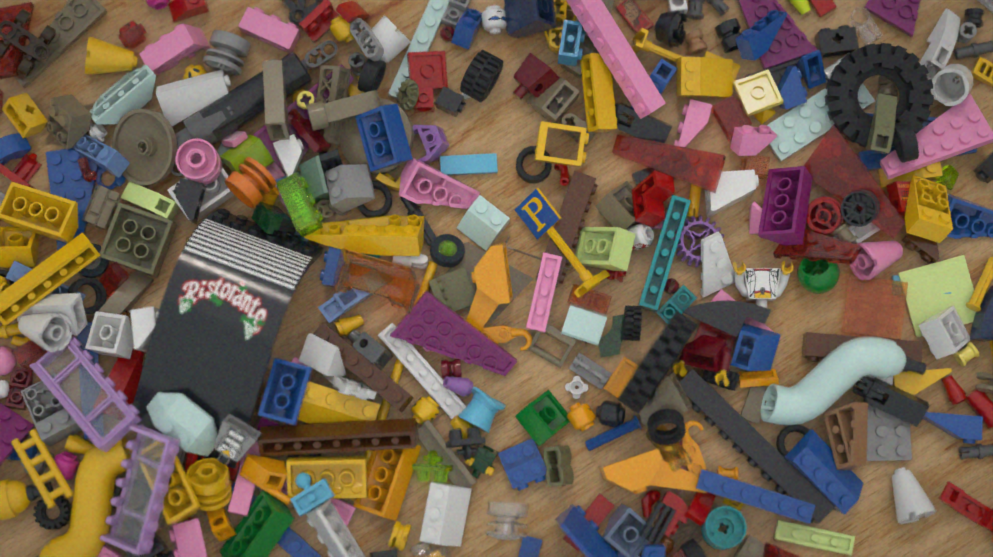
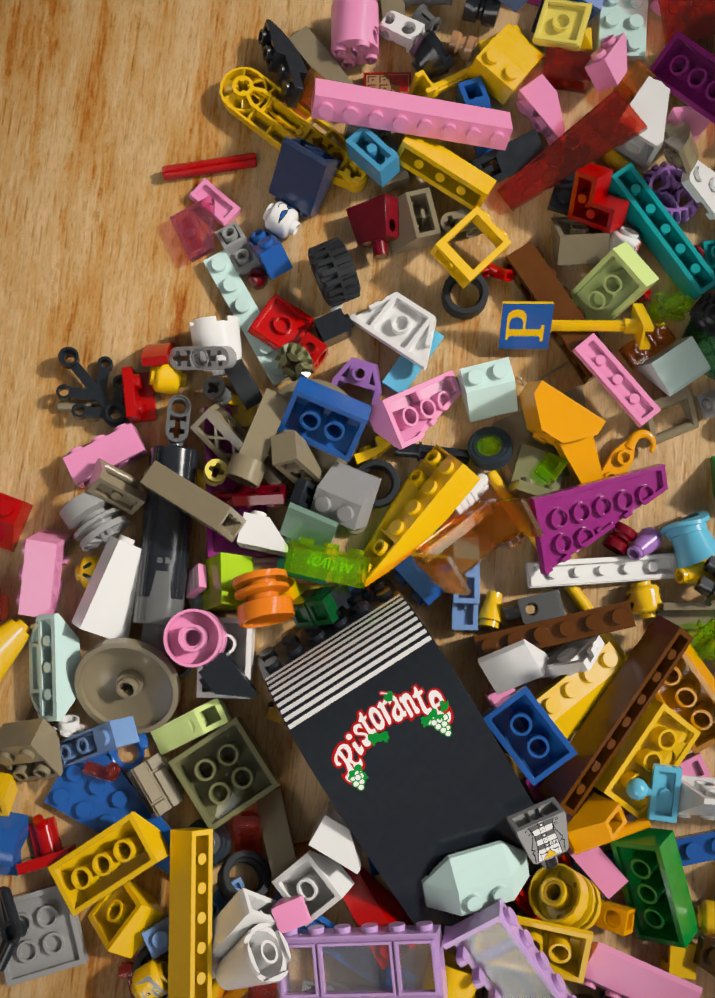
camera: 55 degrees left, 0 degrees up
(86, 333) = (290, 913): none -> bright pink slope
(249, 50) = (116, 487): none -> dark tan tile
(326, 208) = (348, 539): dark tan wheel -> none
(347, 138) = (294, 458): none -> dark tan slope
(462, 295) = (550, 467): none -> clear neon green slope
(481, 141) = (400, 326): none -> white wing
(622, 294) = (670, 306): none -> clear neon green hips
(721, 222) = (680, 146): none -> dark tan slope

